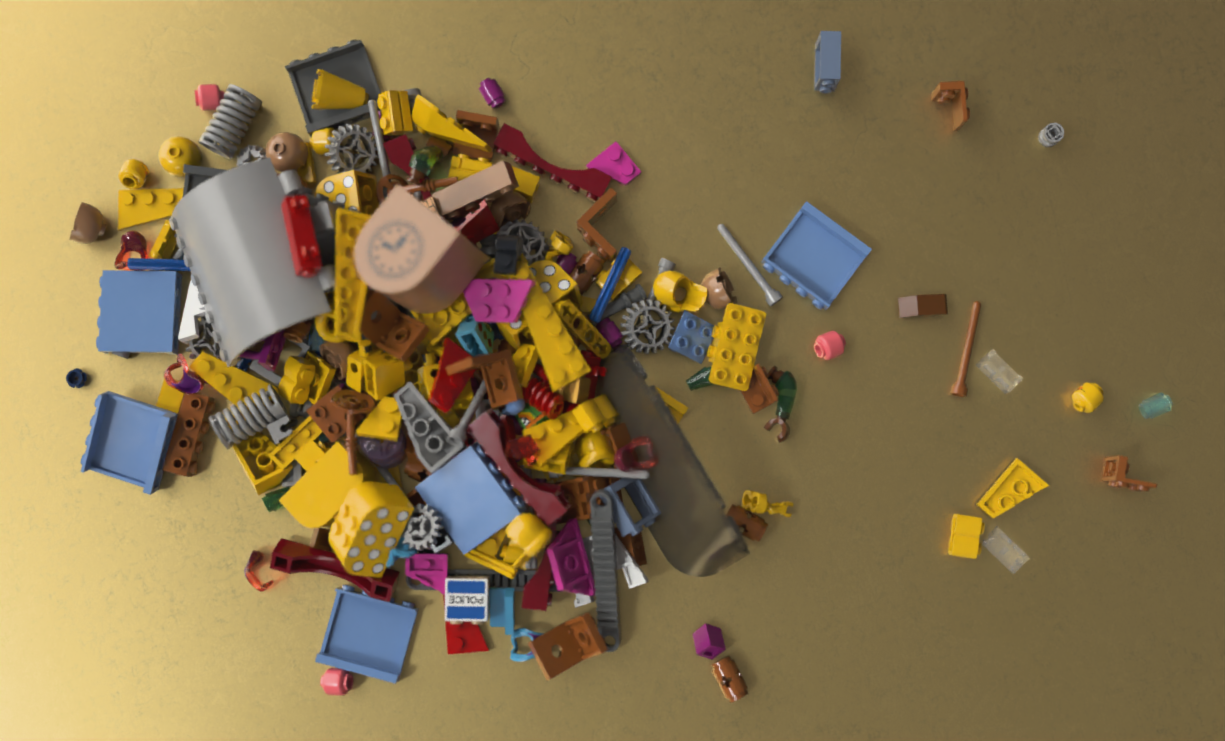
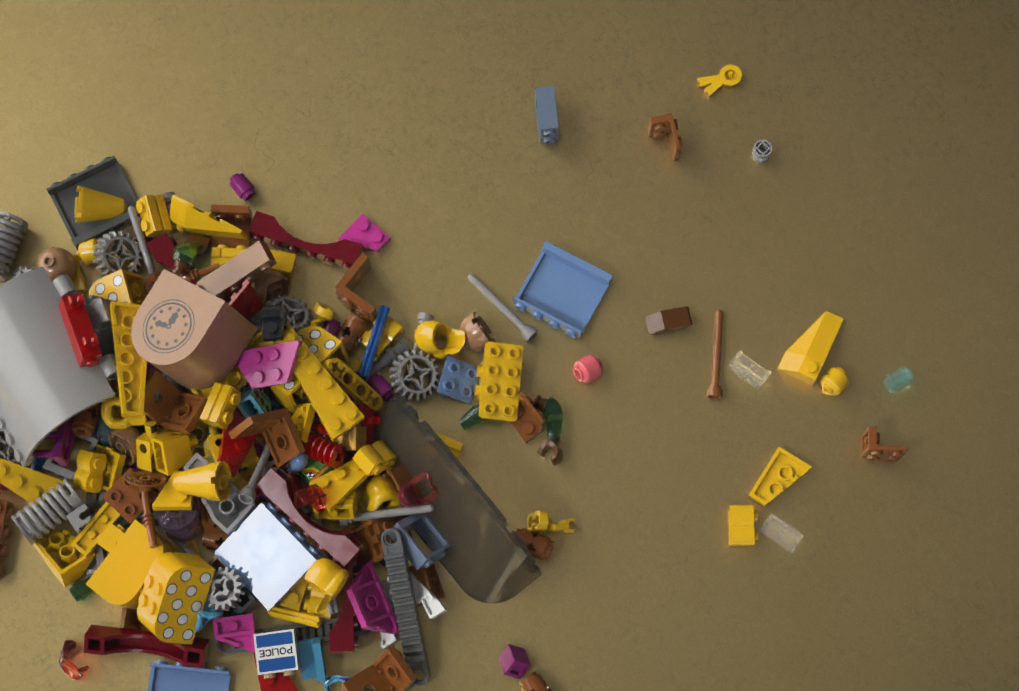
camera: 10 degrees left, 10 degrees down
(414, 416) = (205, 481): none -> yellow cone
(441, 336) = (221, 405): none -> yellow brick
(1028, 45) = (729, 76): none -> yellow piece
(1068, 360) = (809, 352): none -> yellow wedge

